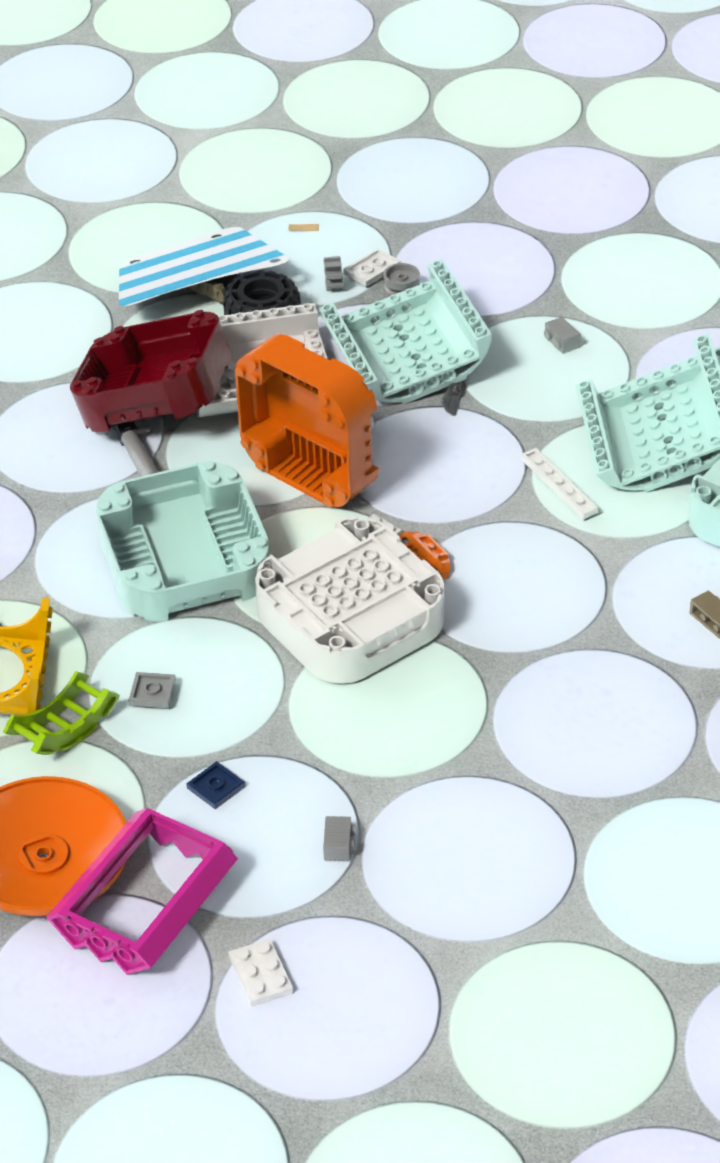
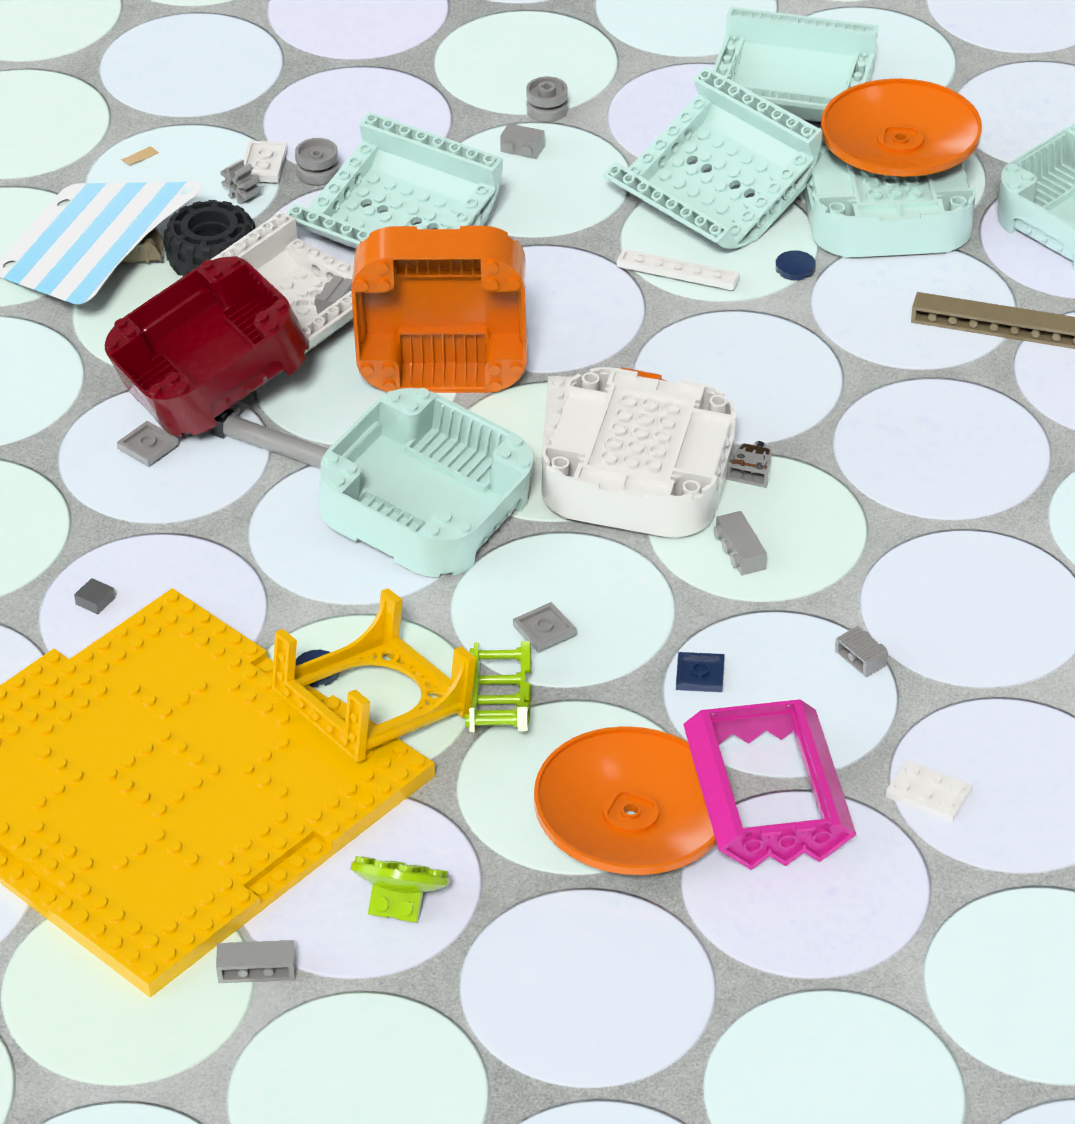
camera: 40 degrees left, 0 degrees up
(67, 424) = (147, 443): none -> light grey plate
(352, 707) = (740, 543): none -> light grey brick
(432, 654) = (750, 464): none -> light grey torso
(614, 312) = (547, 99): none -> light grey wheel
(652, 524) = (795, 265): none -> dark blue tile

